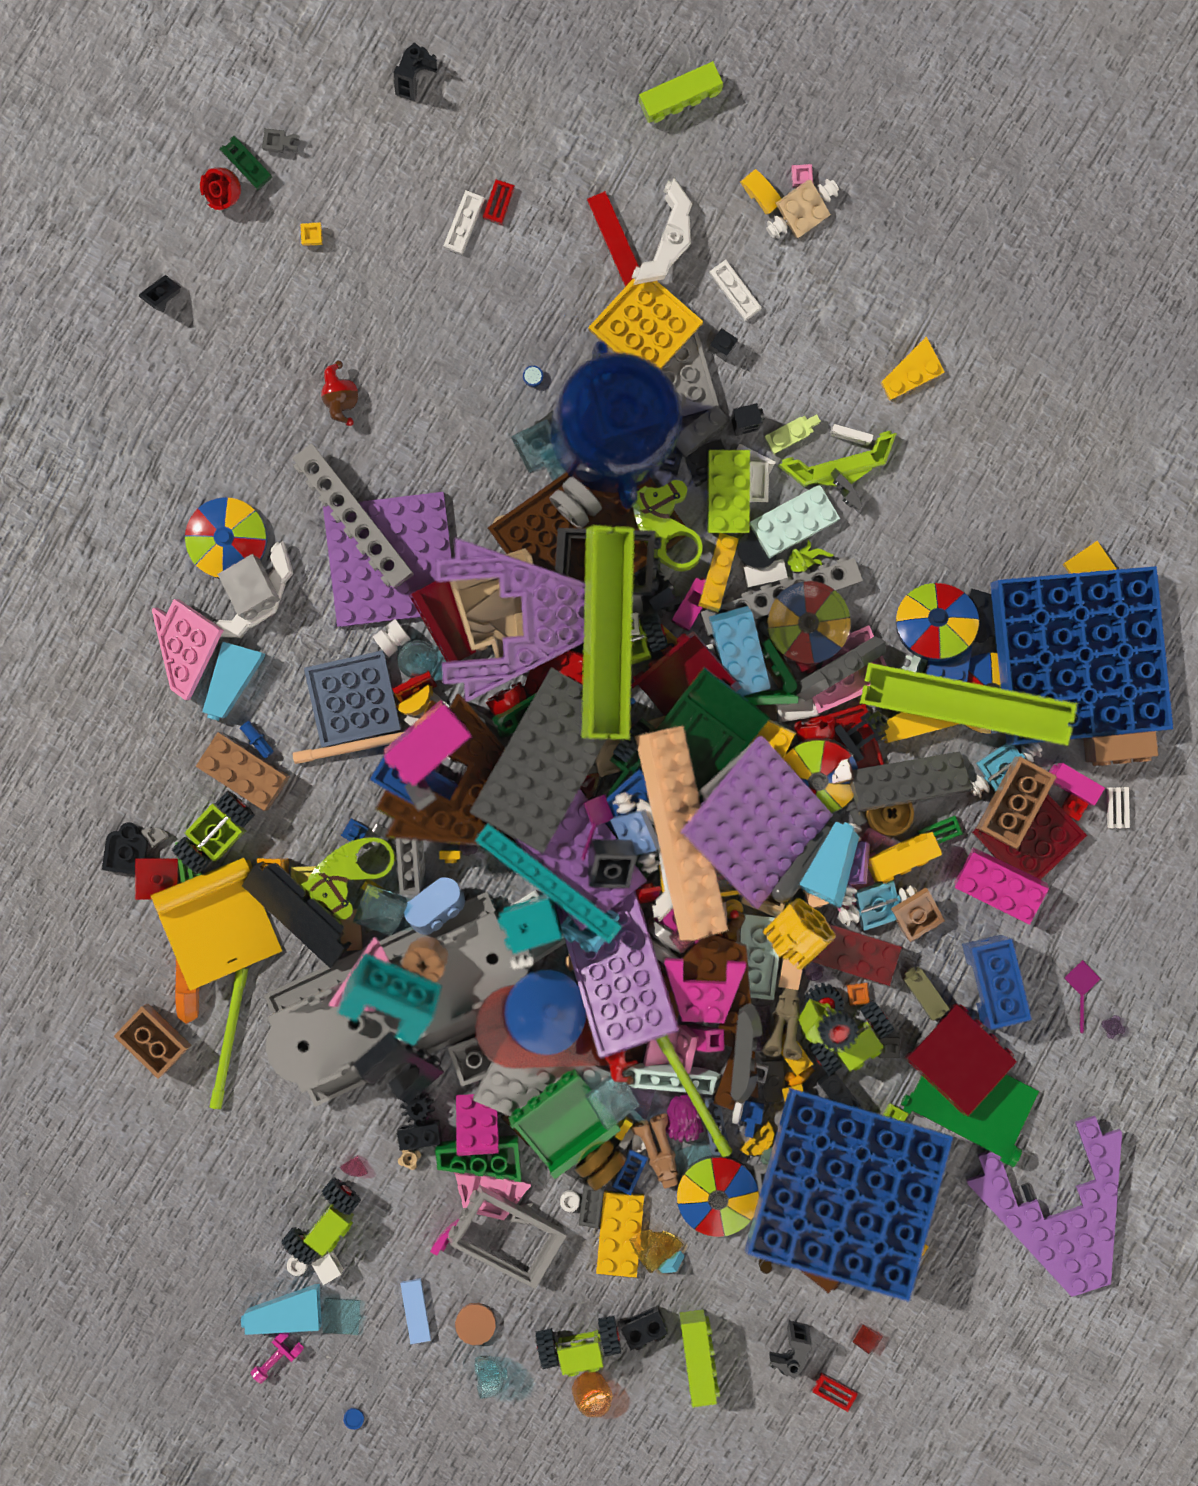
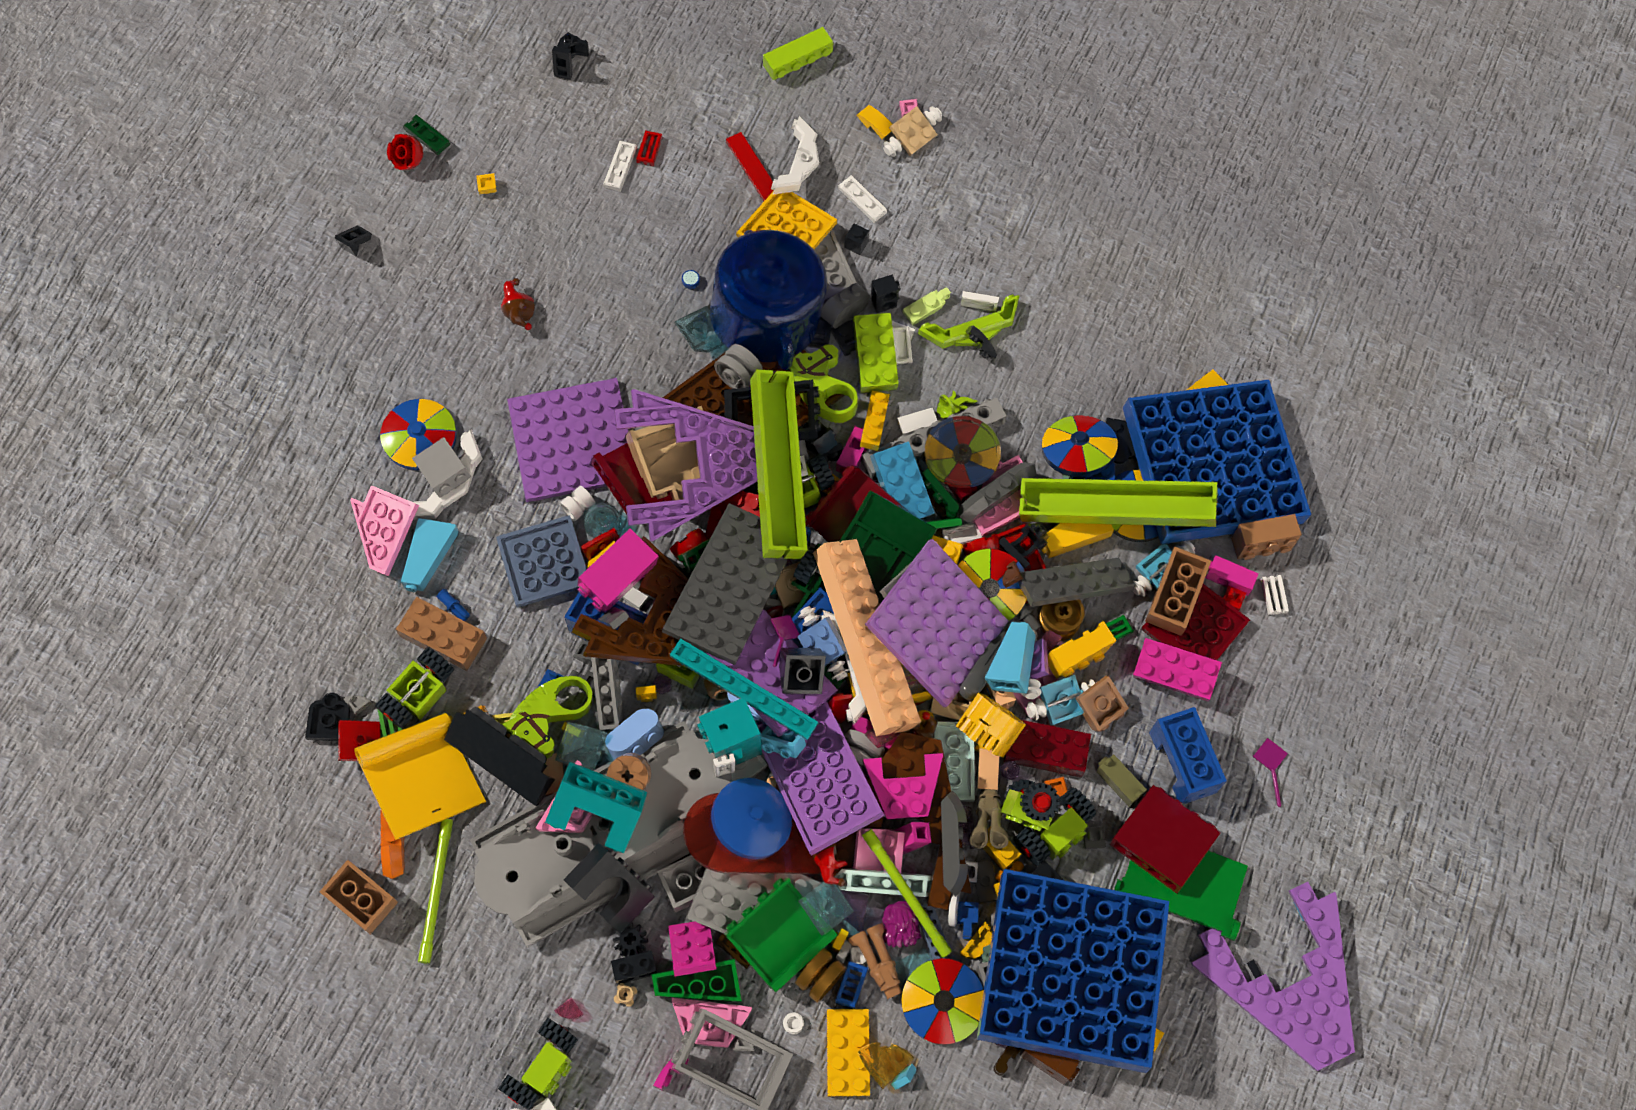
camera: 10 degrees left, 20 degrees down
(276, 141) = (453, 116): dark grey plate -> none
(310, 456) = (496, 355): light grey brick -> none
(312, 754) = (505, 615): light nougat piece -> none
(591, 1206) = (815, 1024): dark grey plate -> none
(752, 553) = (908, 401): black tile -> none
(794, 521) = (938, 375): light aqua plate -> none
(913, 371) = (1026, 249): yellow wing -> none
(1107, 1025) = (1309, 790): clear purple plate -> none

